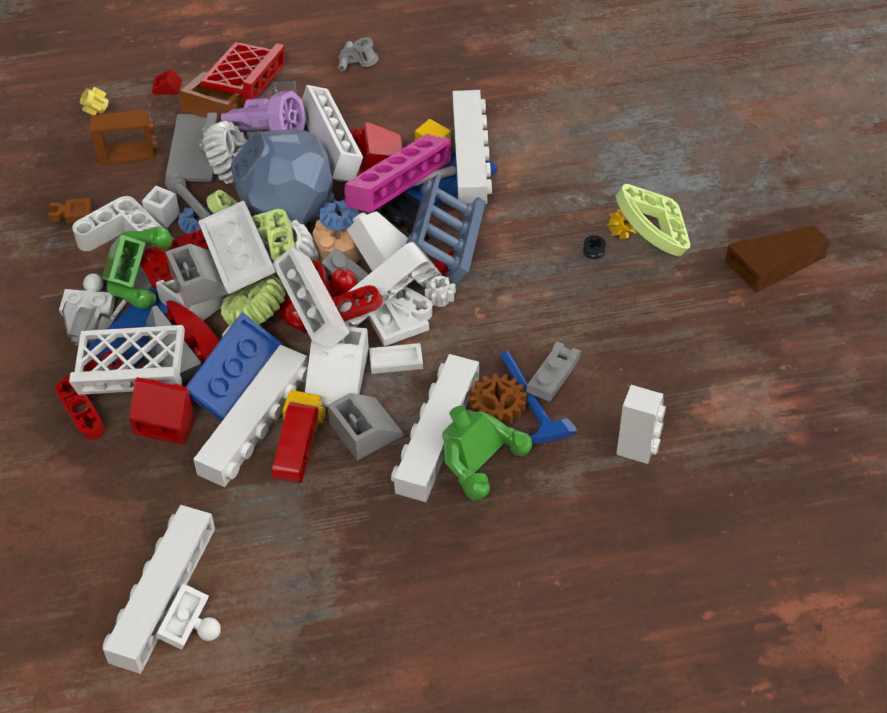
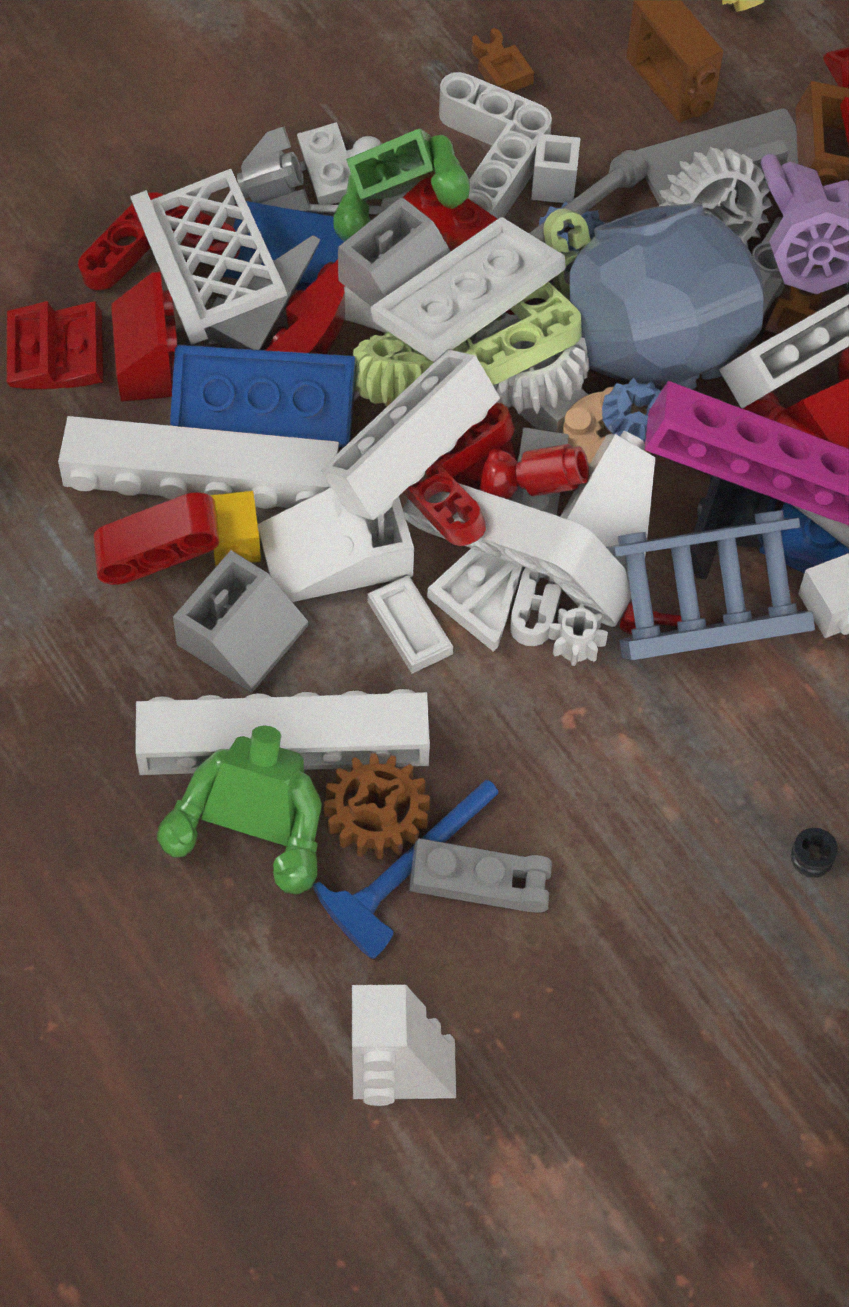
camera: 65 degrees right, 10 degrees up
(130, 462) = (54, 346): none -> red slope
(358, 254) = (552, 469): none -> red brick

